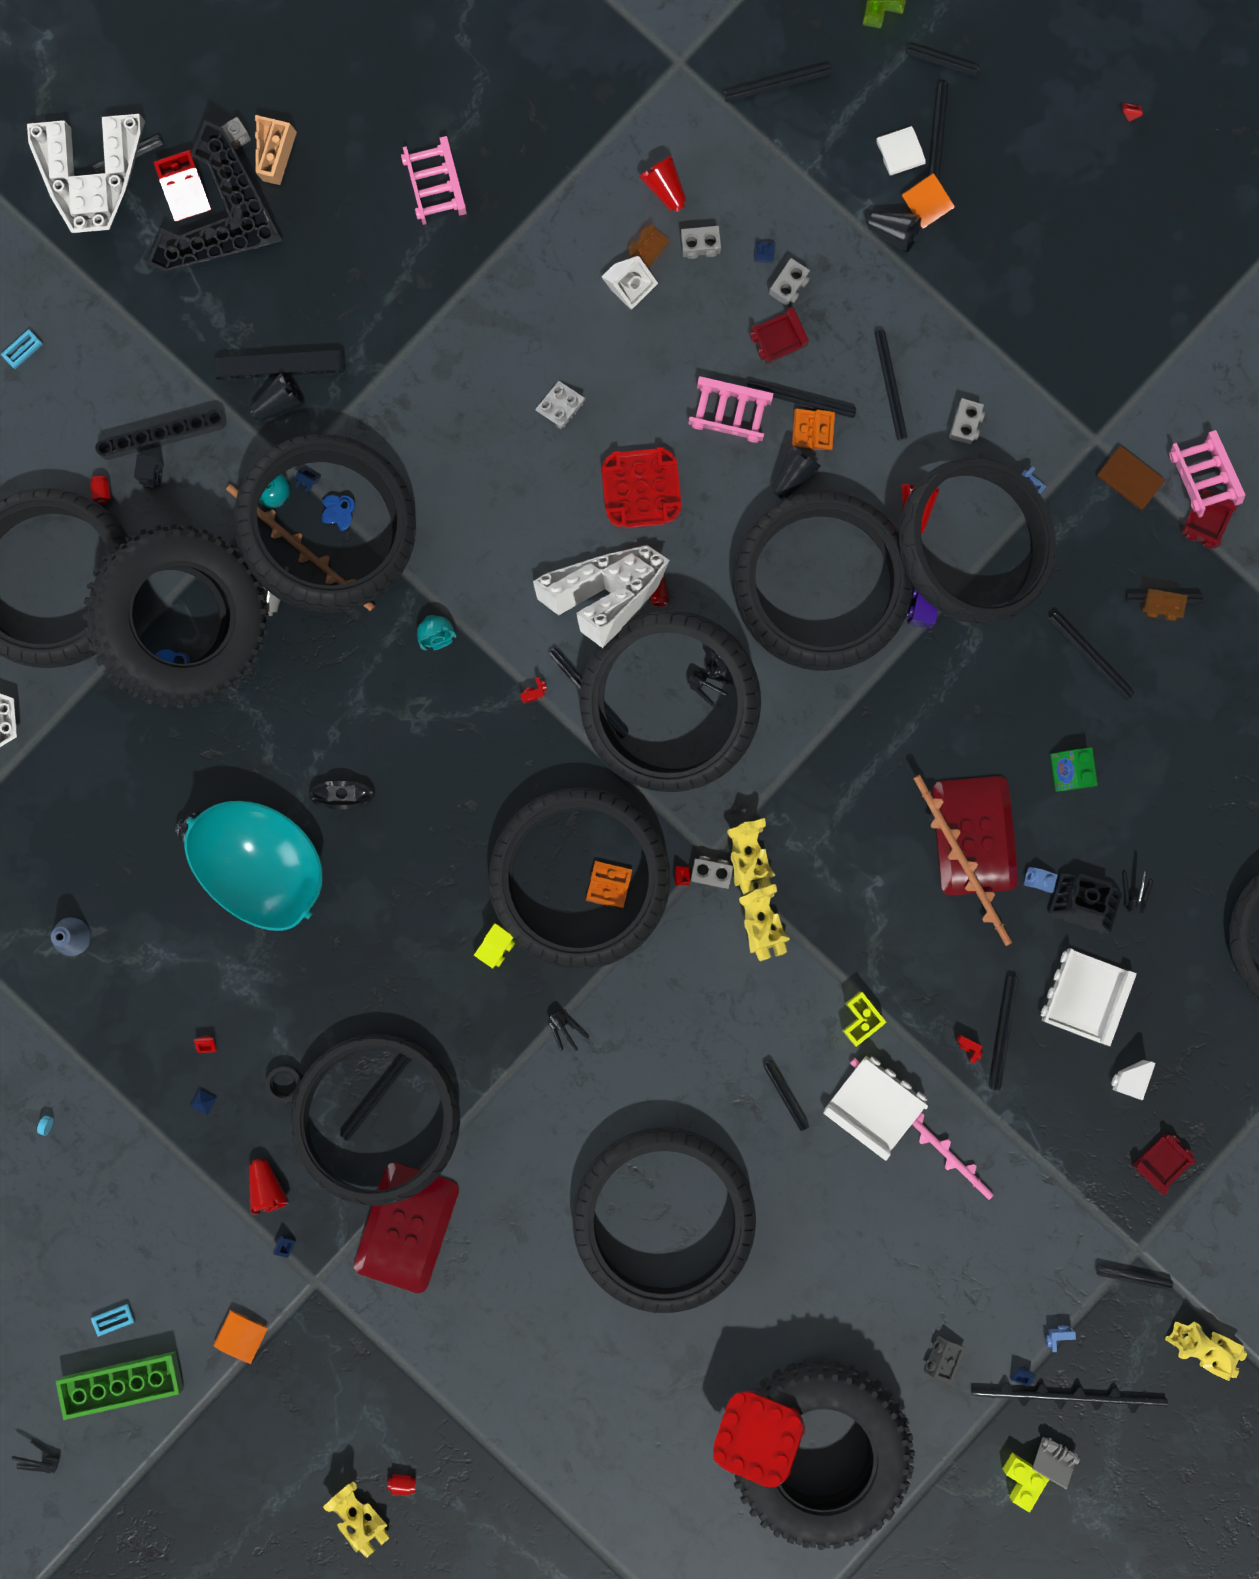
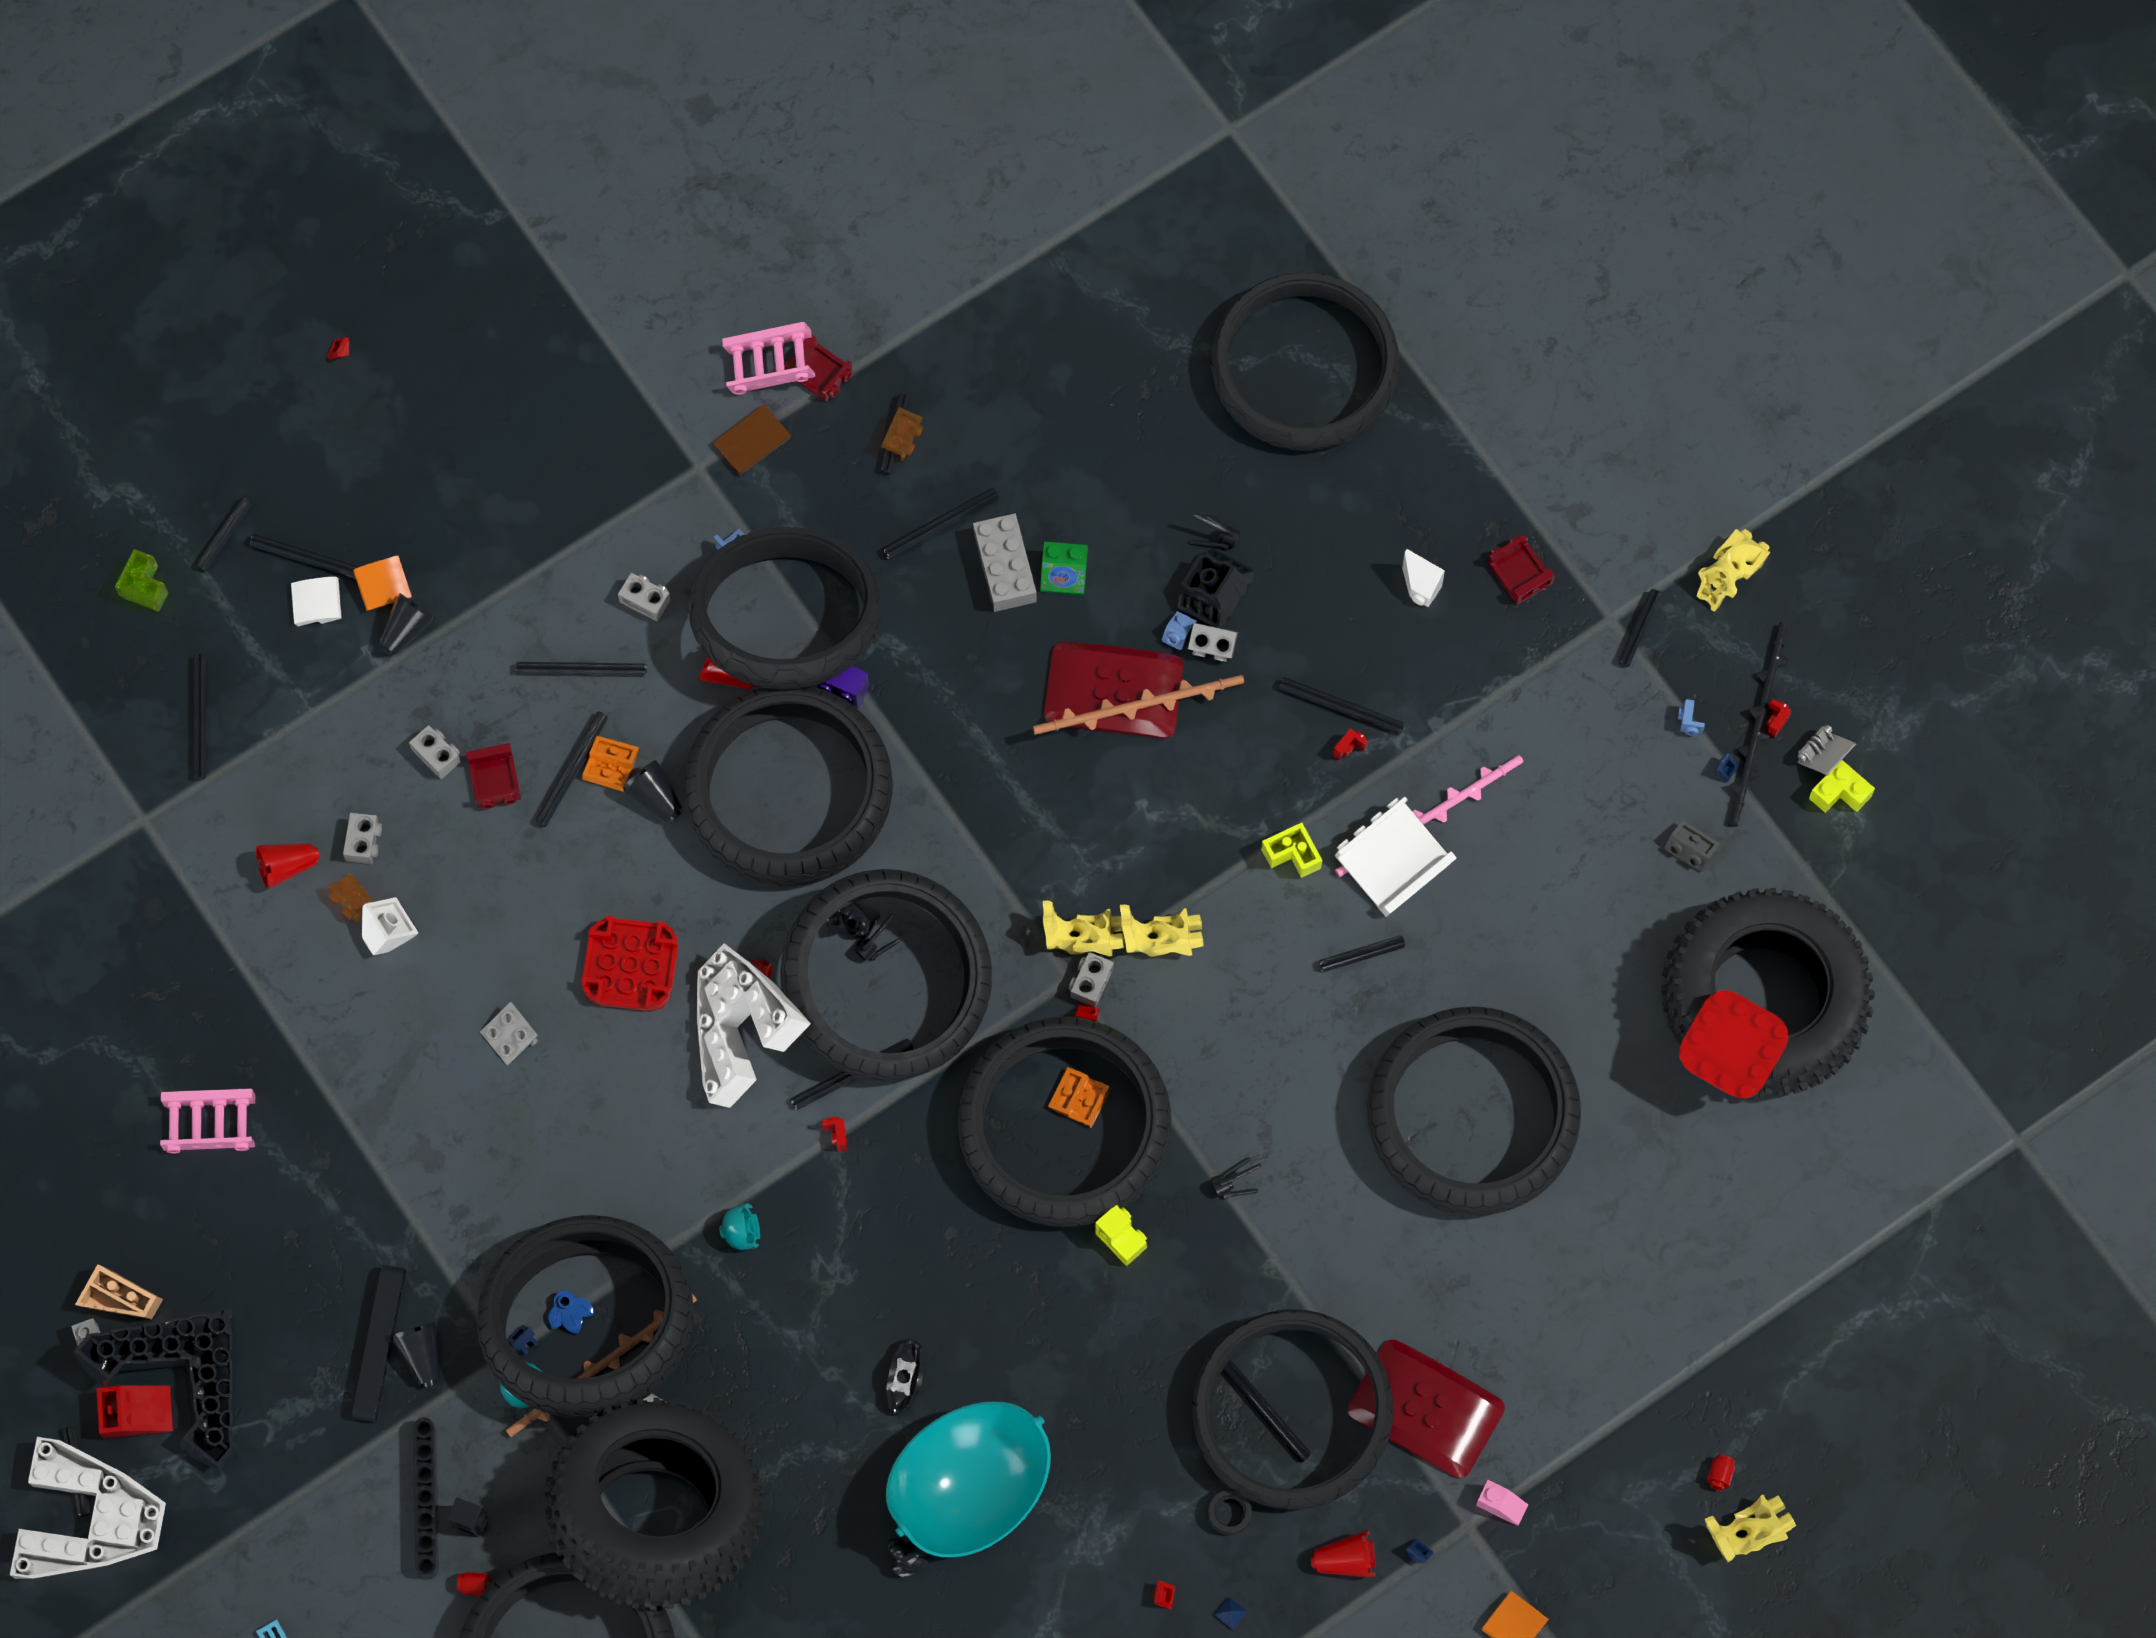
camera: 75 degrees left, 15 degrees down
(338, 1306) = (1502, 1503): none -> bright pink slope
(725, 391) = (552, 829): bright pink fence -> none
(764, 252) = (392, 772): dark blue tile -> none
(1042, 911) = (1214, 635): none -> light grey brick
(1067, 718) = (1004, 562): none -> light grey brick
(1074, 1414) = (1779, 718): none -> red bracket
(1088, 997) = (1320, 608): white panel -> none

